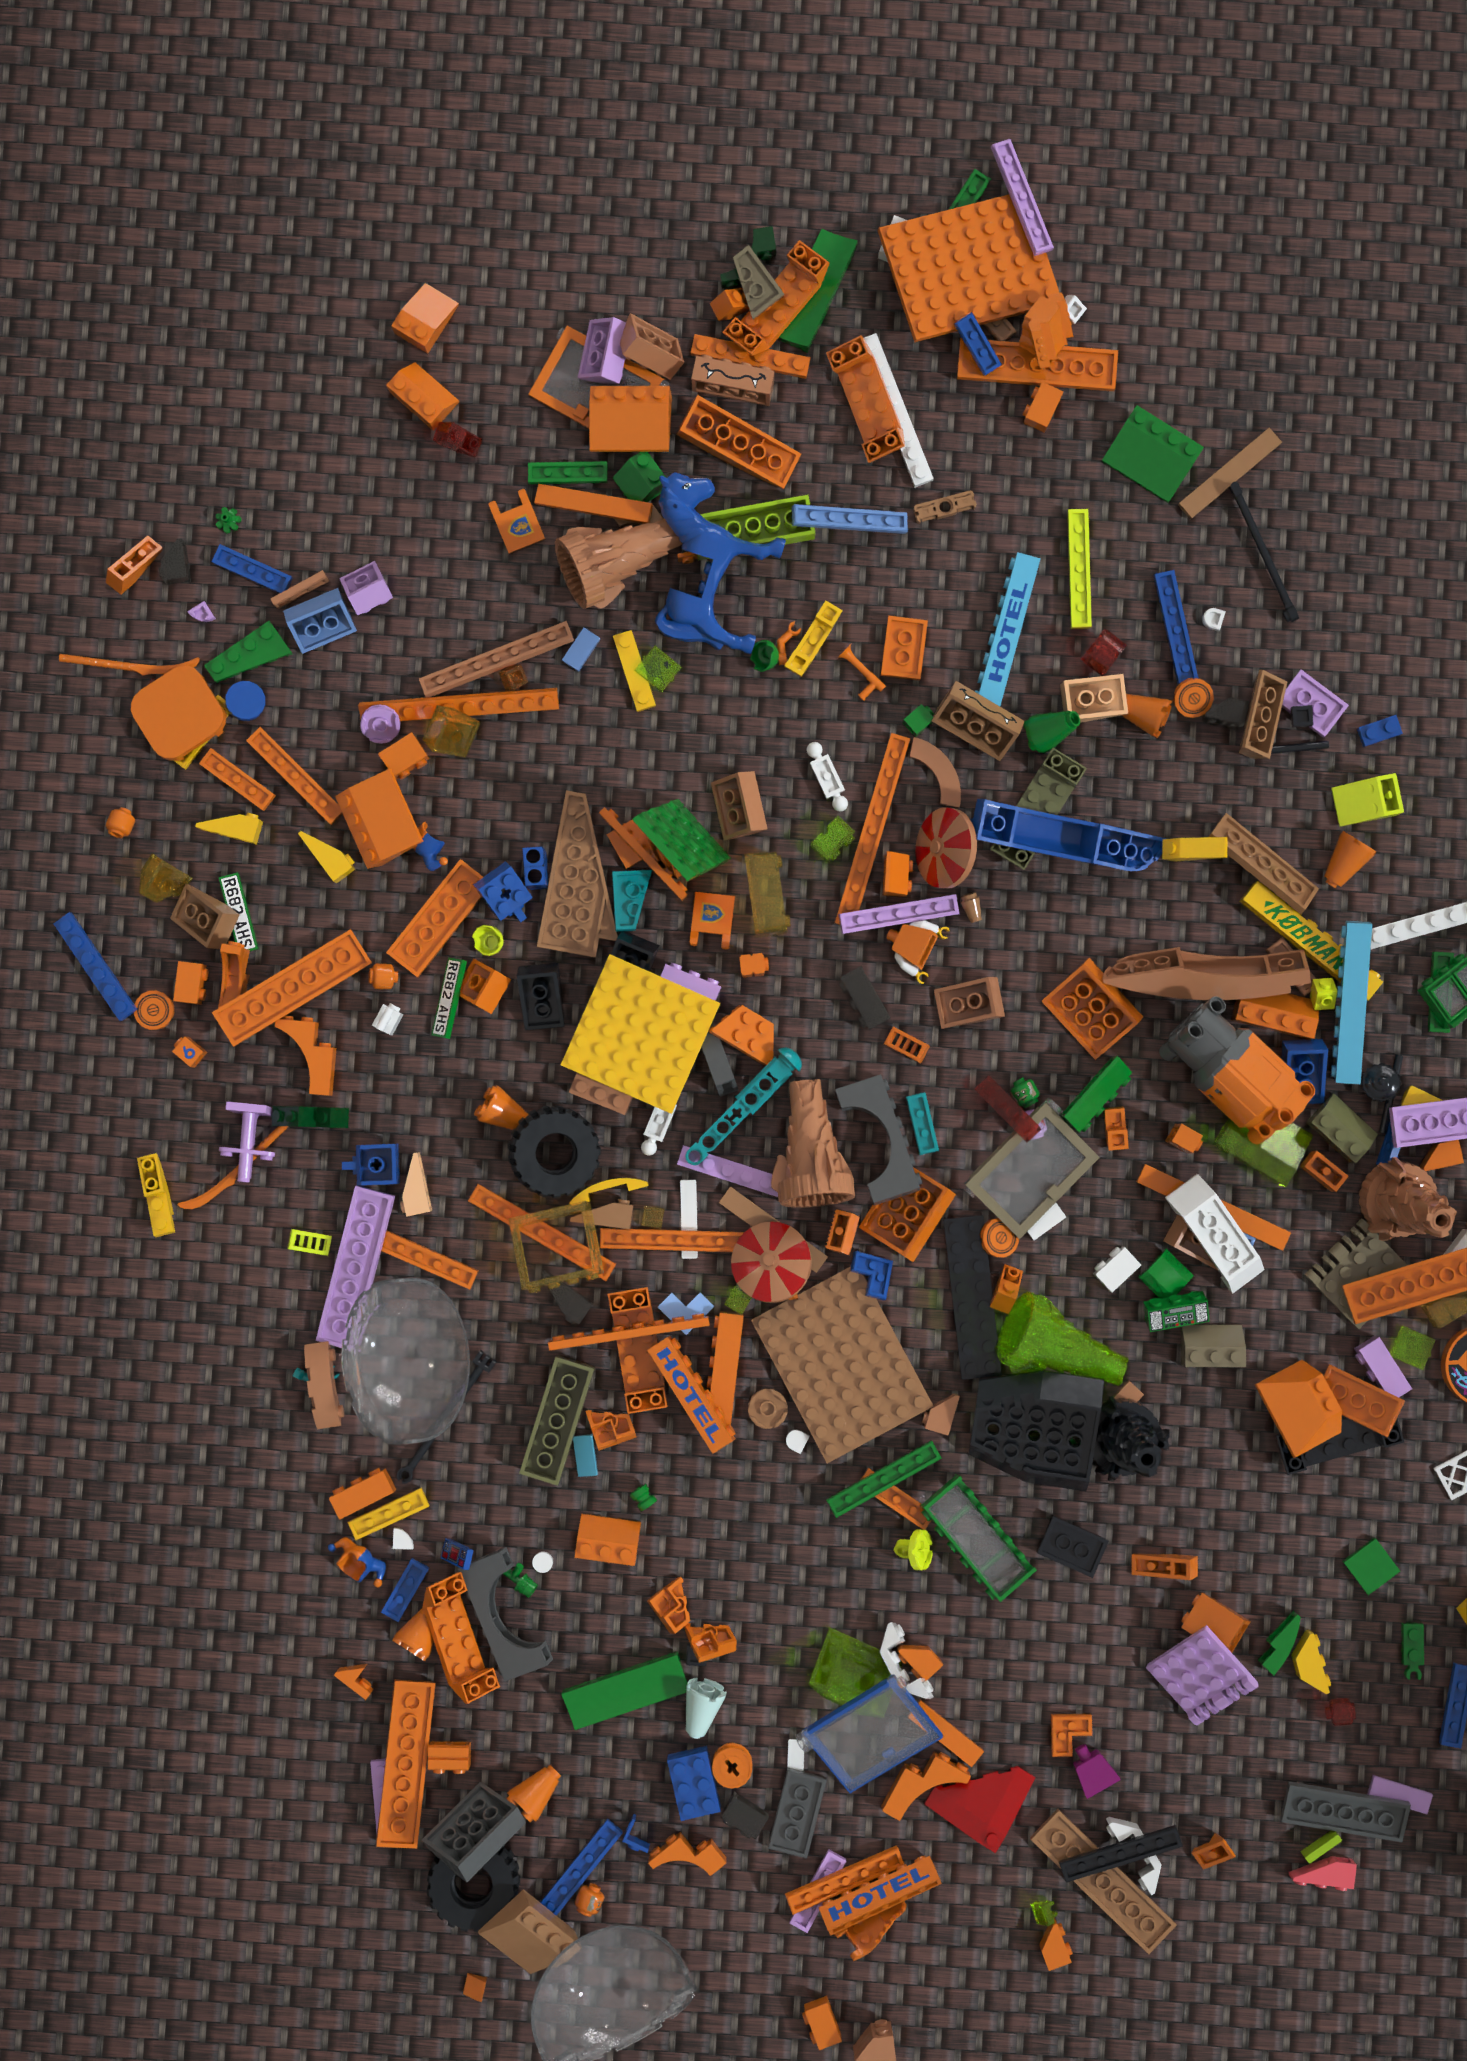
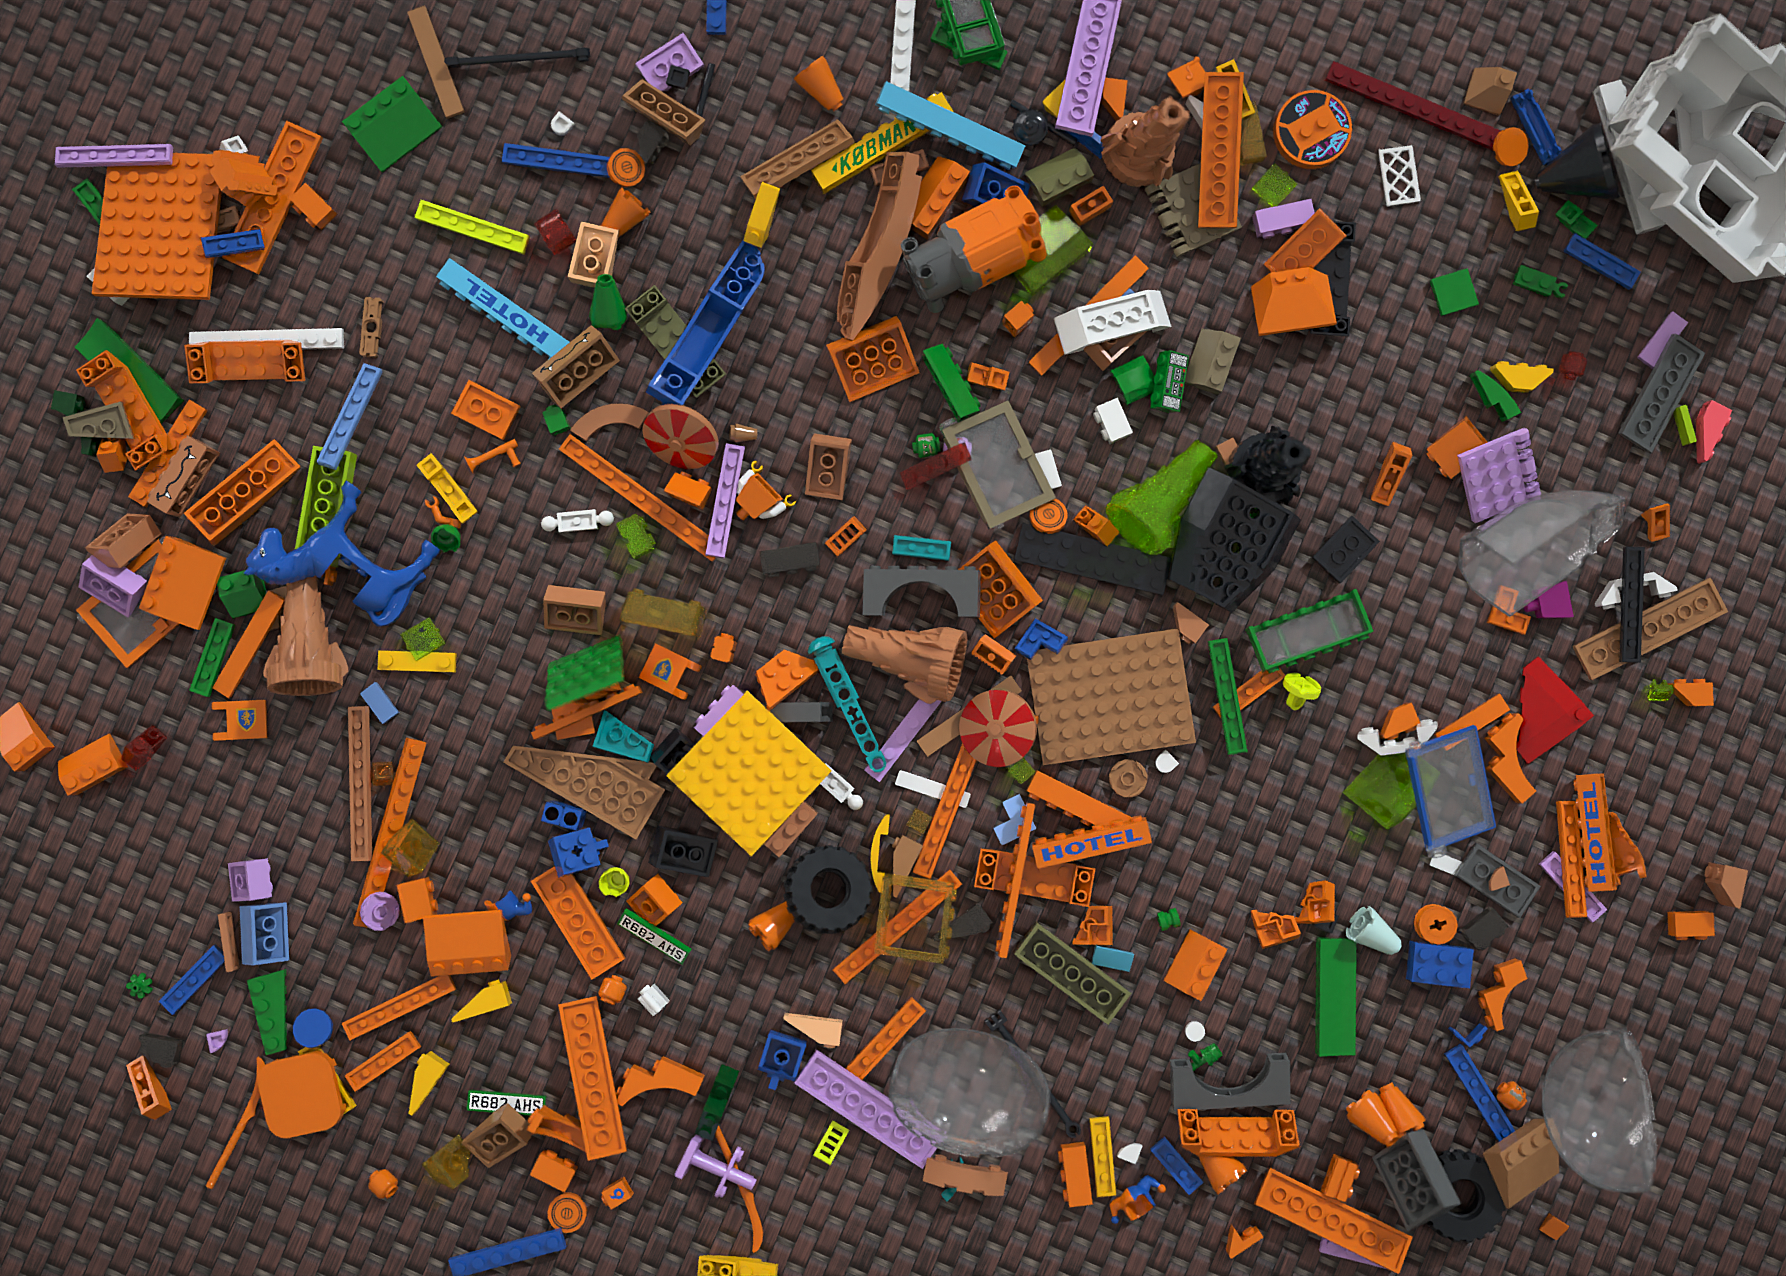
camera: 80 degrees left, 0 degrees up
(457, 1554) = (1160, 1107): tile -> none
(519, 1768) = (1373, 1118): none -> orange cone
(798, 1813) = (1498, 879): none -> nougat tile
(1145, 1736) = (1536, 545): none -> clear windscreen
(1323, 994) = (933, 148): neon yellow brick -> none
(1367, 800) = (774, 46): neon yellow slope -> none

